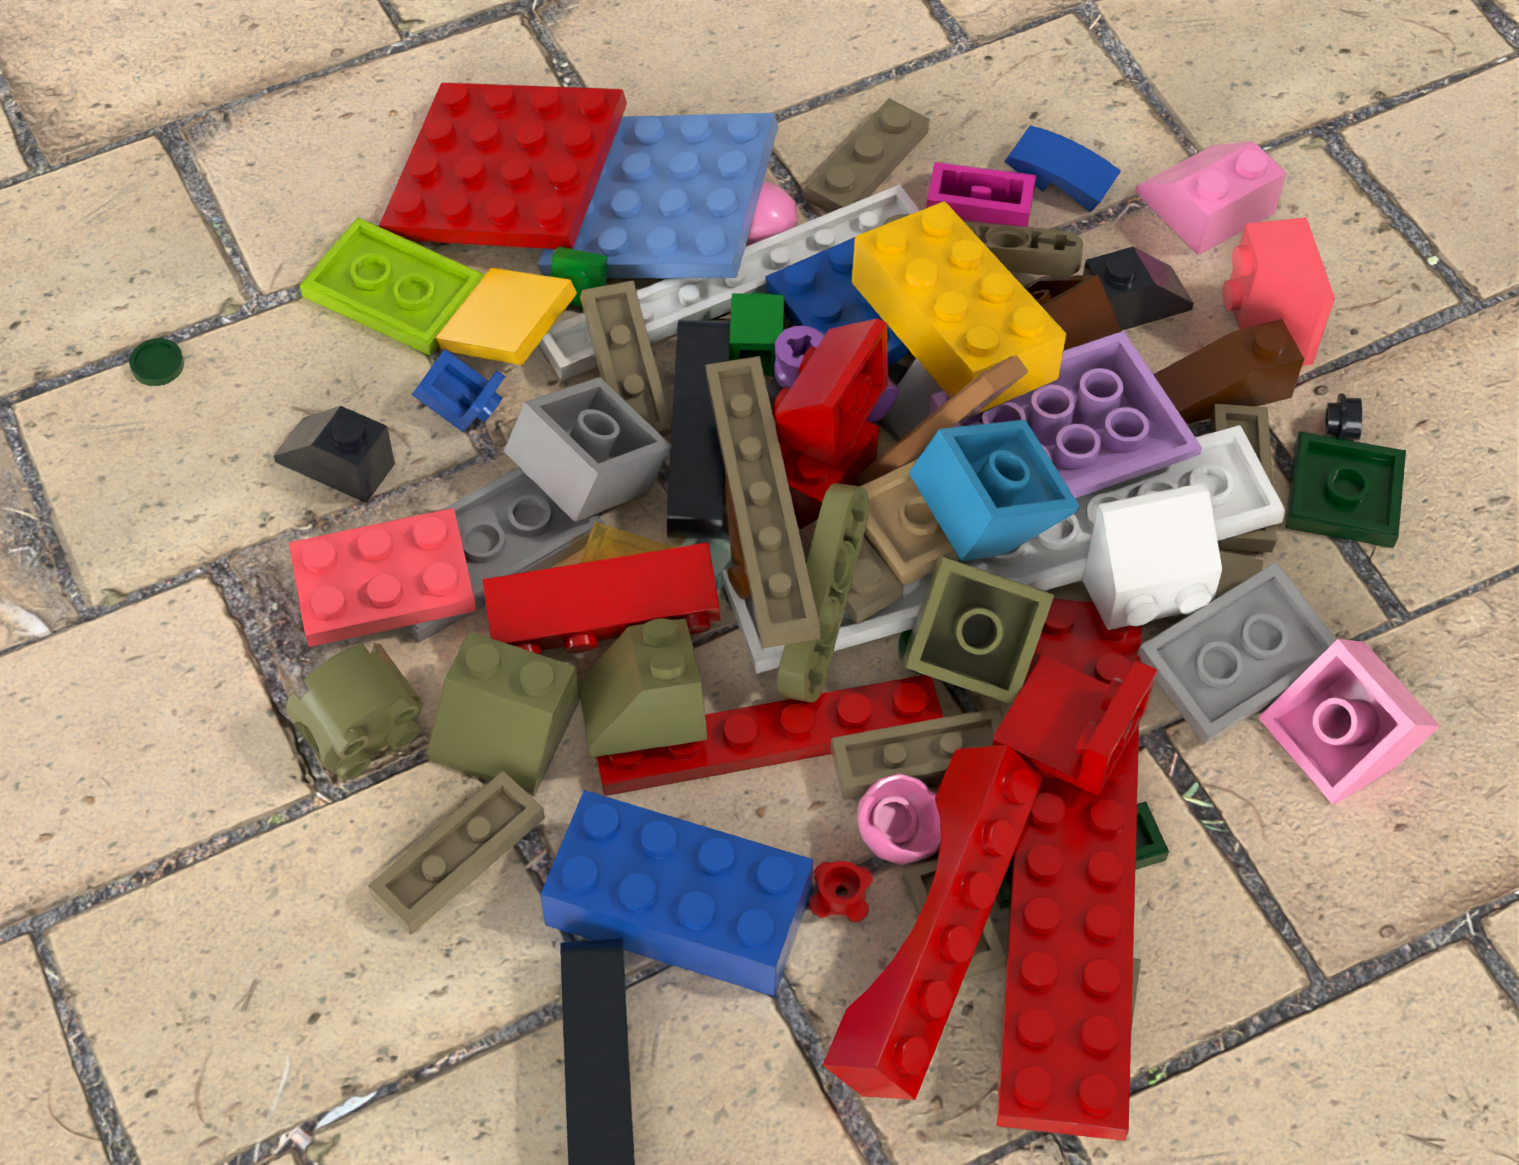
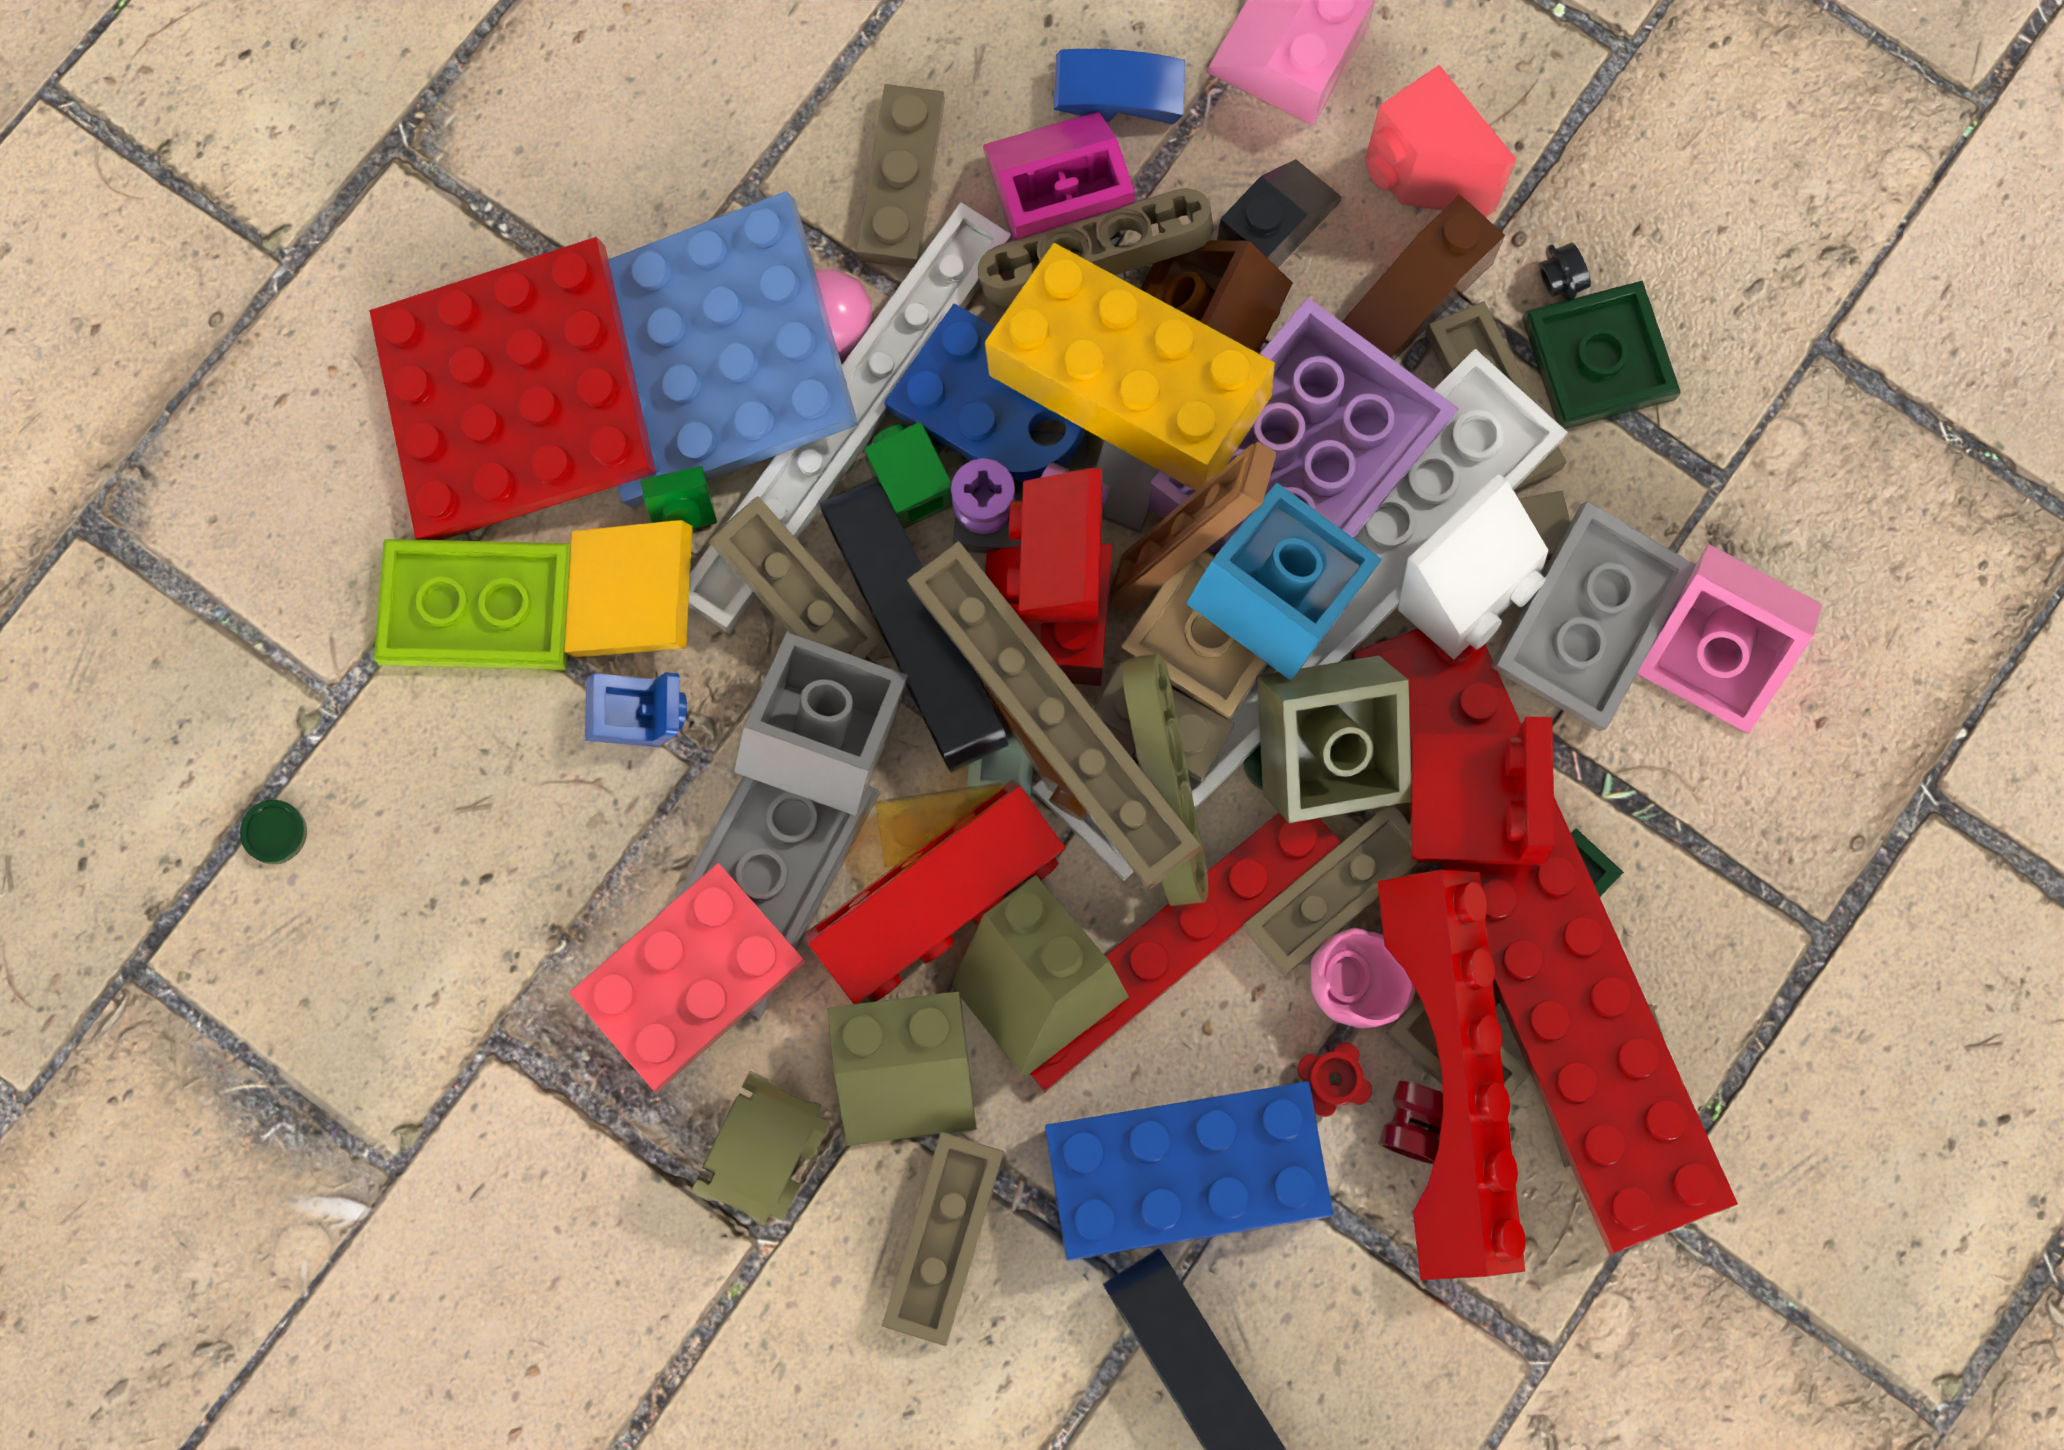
camera: 25 degrees left, 20 degrees up
(340, 451) = (543, 849): black slope -> none
(875, 952) = (1420, 1107): none -> dark red wheel

